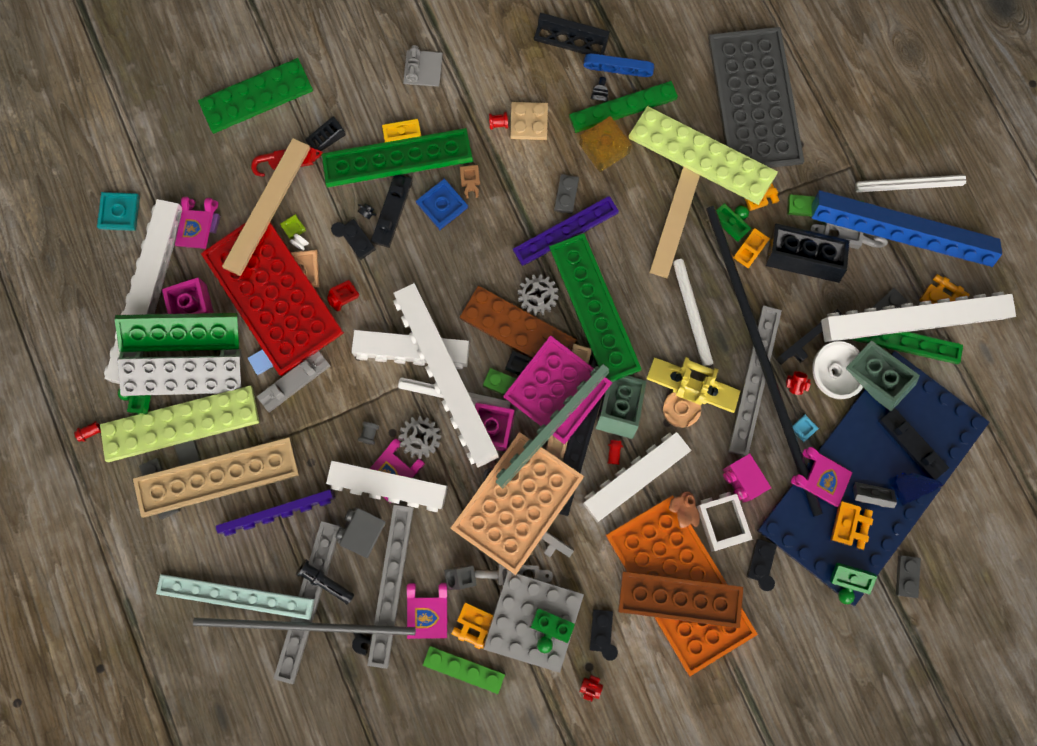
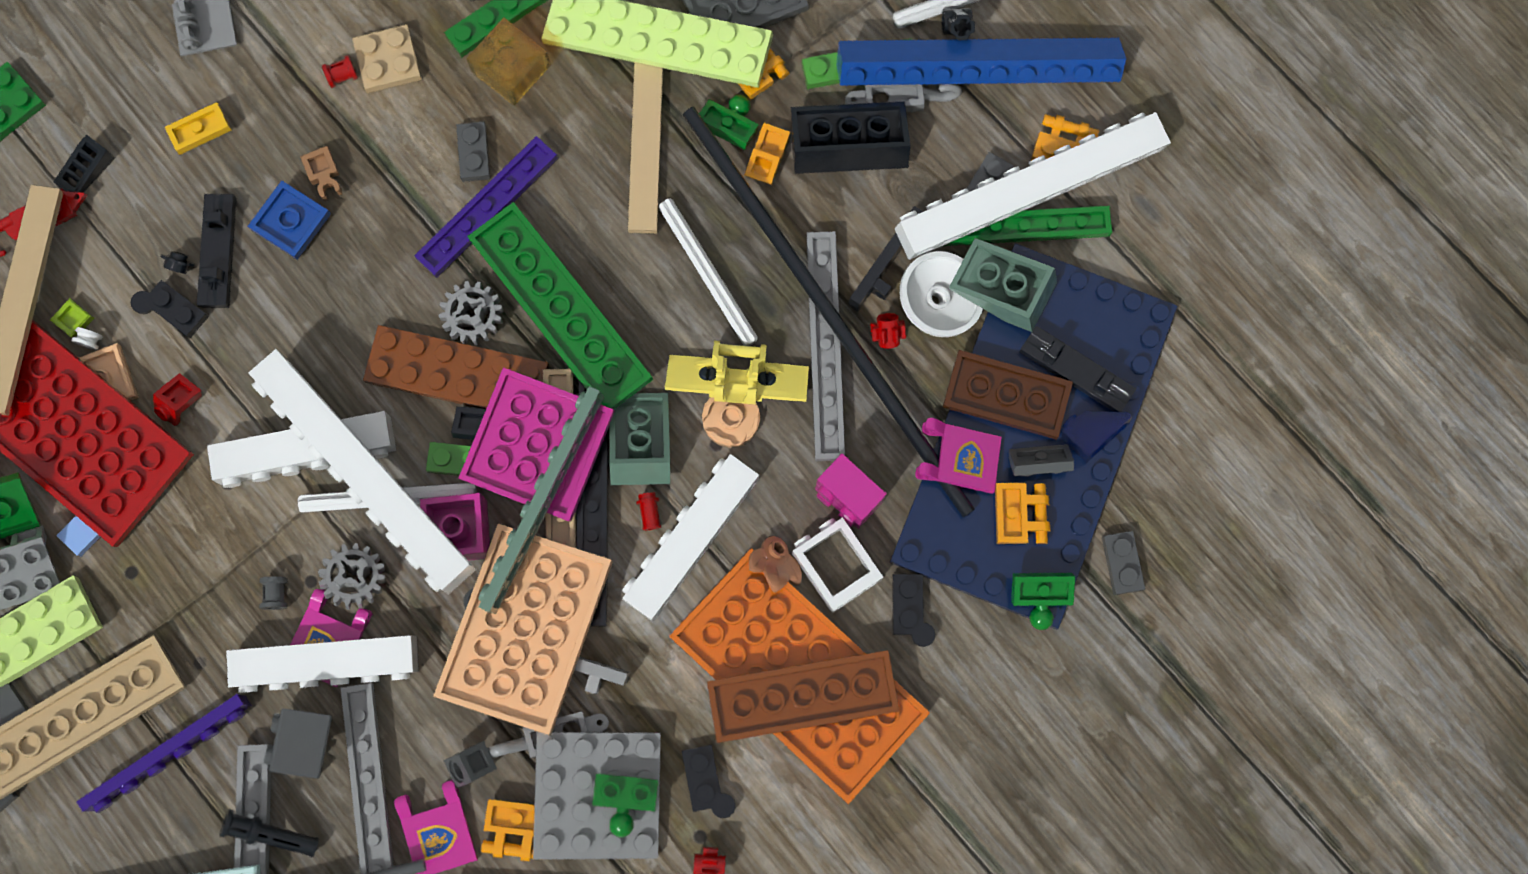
camera: 20 degrees left, 0 degrees up
(293, 381) = (137, 550): light grey hinge -> none
(396, 157) = (200, 170): green plate -> none
(804, 428) = (916, 393): medium azure tile -> none
(864, 446) = (1007, 394): none -> reddish brown plate
(897, 200) = (958, 23): none -> black piece

